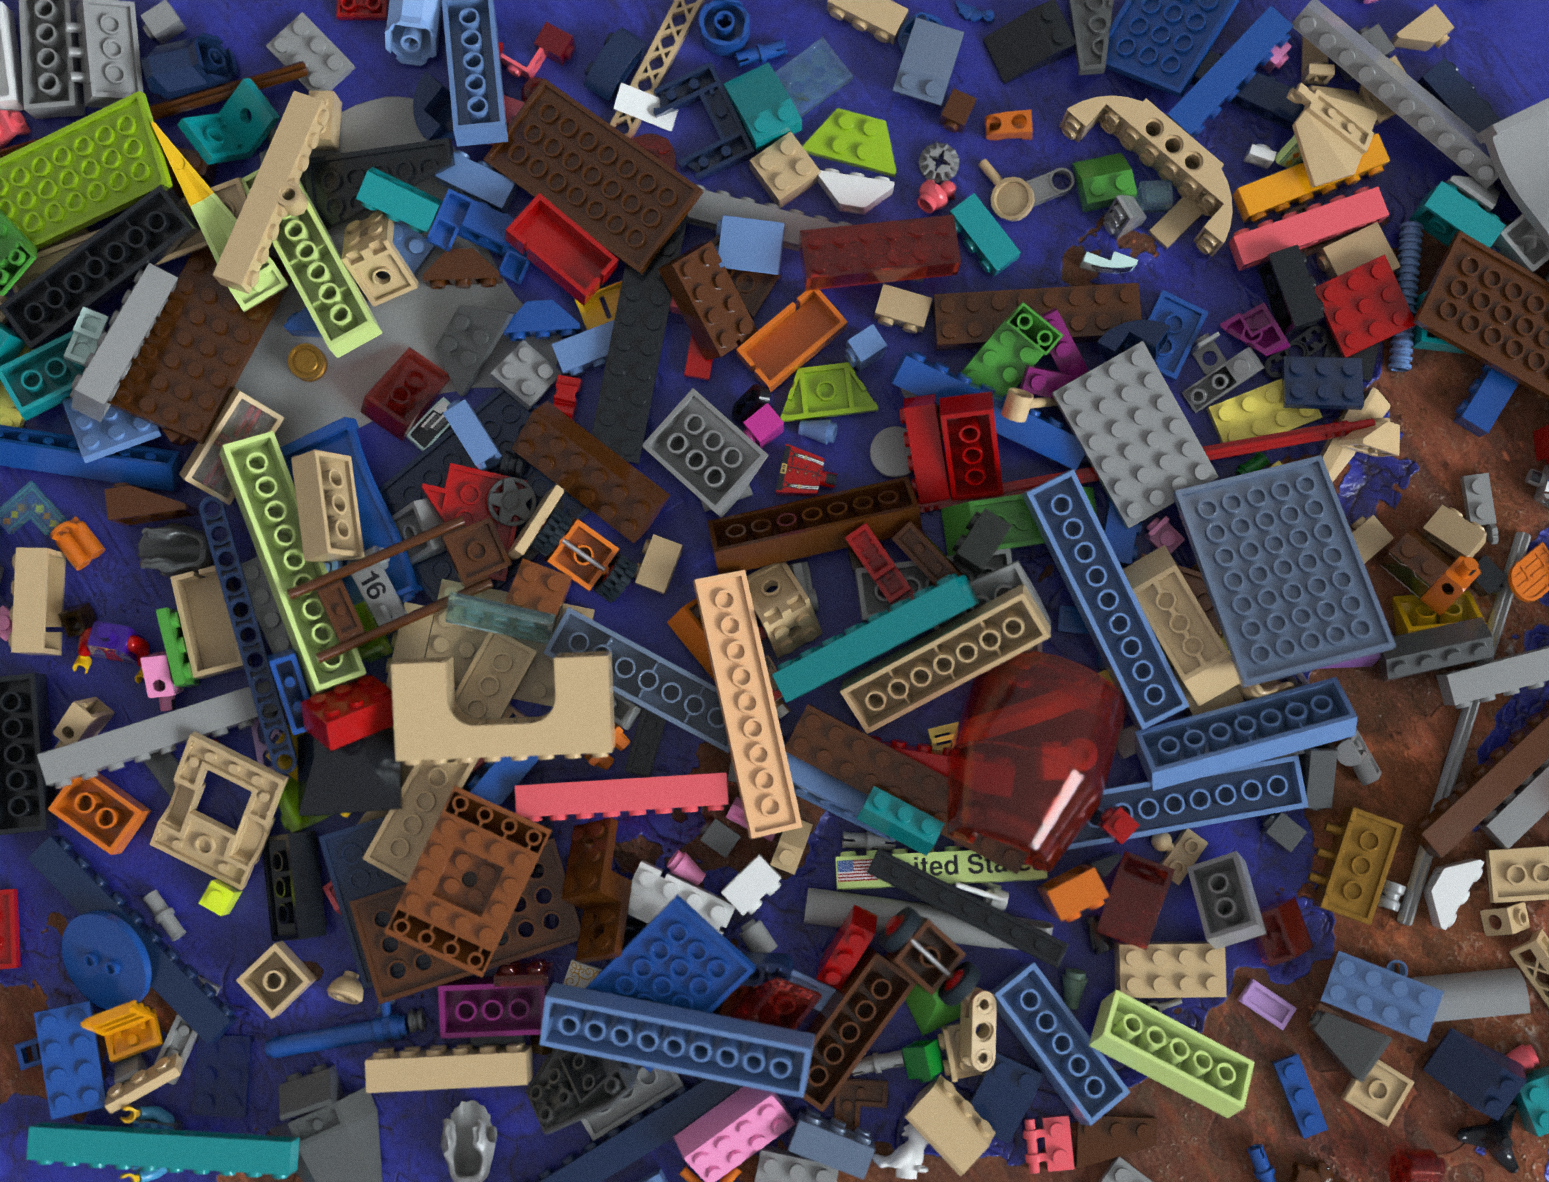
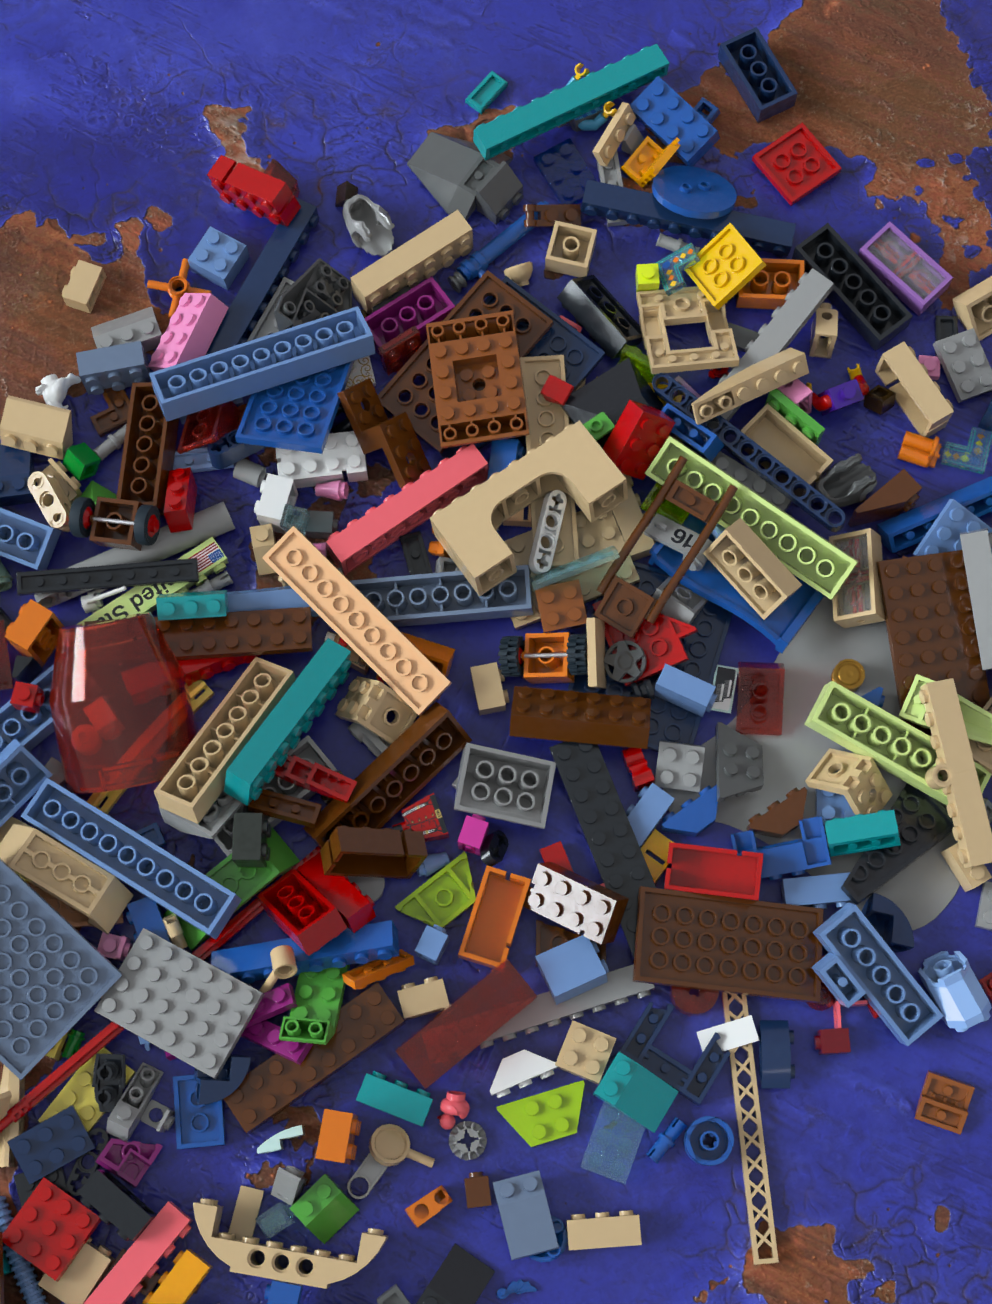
camera: 150 degrees right, 10 degrees down
(133, 854) = (725, 266): none -> yellow plate
(183, 894) = (672, 266): none -> clear light blue tile
(194, 700) = (750, 384): none -> tan slope
(270, 1031) = (549, 213): none -> reddish brown plate
(379, 750) = (599, 426): none -> bright green bracket
(395, 819) = (556, 390): none -> red slope
(504, 678) = (549, 532): none -> white beam
(514, 81) = (838, 980): none -> medium blue brick
(745, 850) = (295, 517): none -> clear light blue brick
(869, 462) = (373, 852): none -> reddish brown piece
(950, 354) = (377, 970): none -> orange plate
(1057, 225) = (338, 1136): none -> orange brick
(1100, 506) = (175, 930): none -> tan piece
(1238, 408) = (109, 1080): none -> black connector

